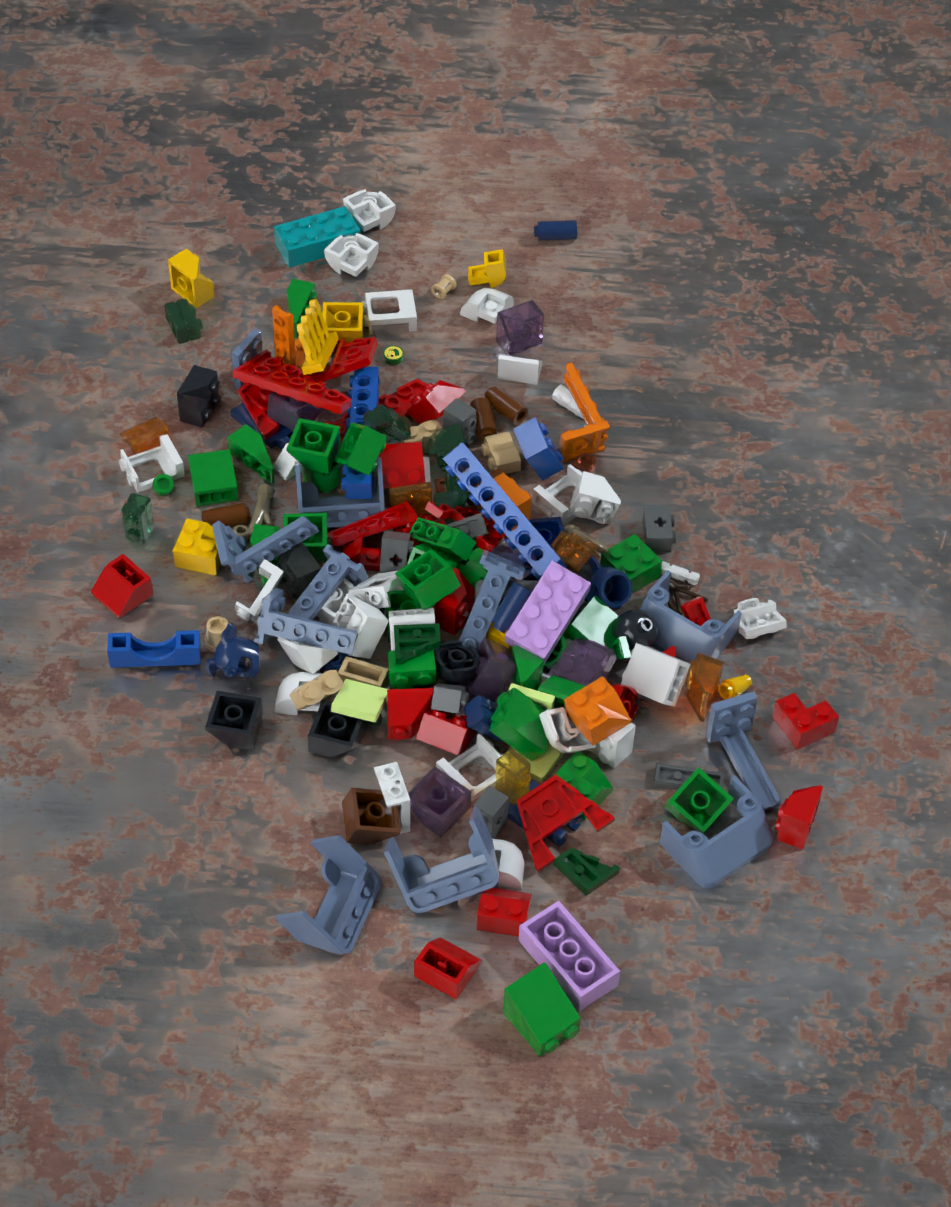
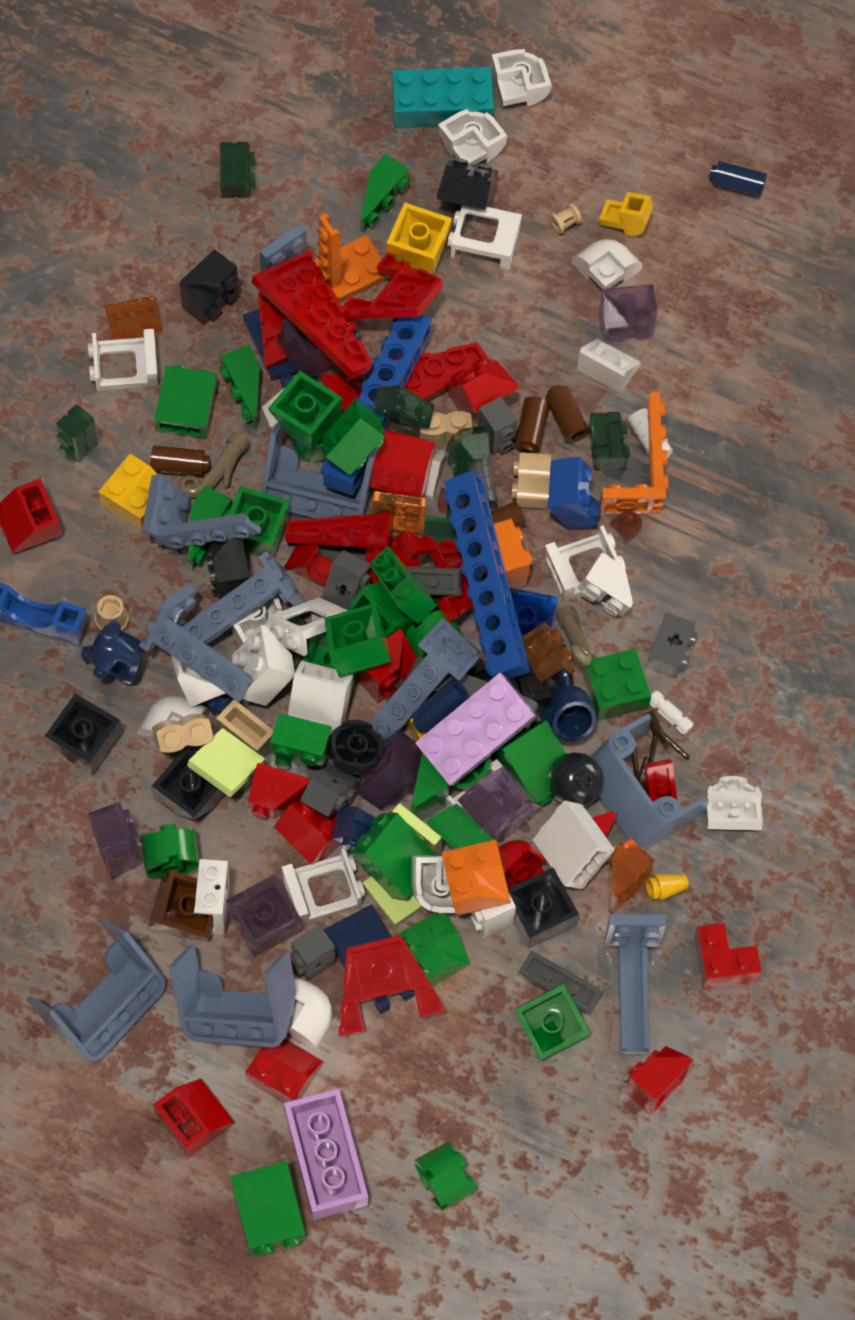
camera: 20 degrees right, 15 degrees up
(163, 485) = (127, 392): green tile -> none
(187, 279) = (264, 114): yellow slope -> none
(274, 576) = (190, 563): white window -> none
(294, 784) = (115, 838): none -> clear purple slope
(315, 339) = (366, 262): yellow fence -> none
(340, 776) = (170, 850): none -> green brick
(363, 280) = (468, 184): none -> black slope
(393, 355) = (465, 297): tile -> none
(415, 640) = (312, 712): dark green wing -> none
(513, 775) = (355, 918): clear yellow brick -> none
(545, 411) = (607, 440): none -> clear green brick
(584, 870) = (391, 1055): dark green wing -> none
(621, 648) = (548, 795): green tile -> none
(655, 728) = (542, 907): none -> black slope
(670, 938) = (444, 1175): none -> green brick
(727, 852) = (565, 1090): sand blue windscreen -> none

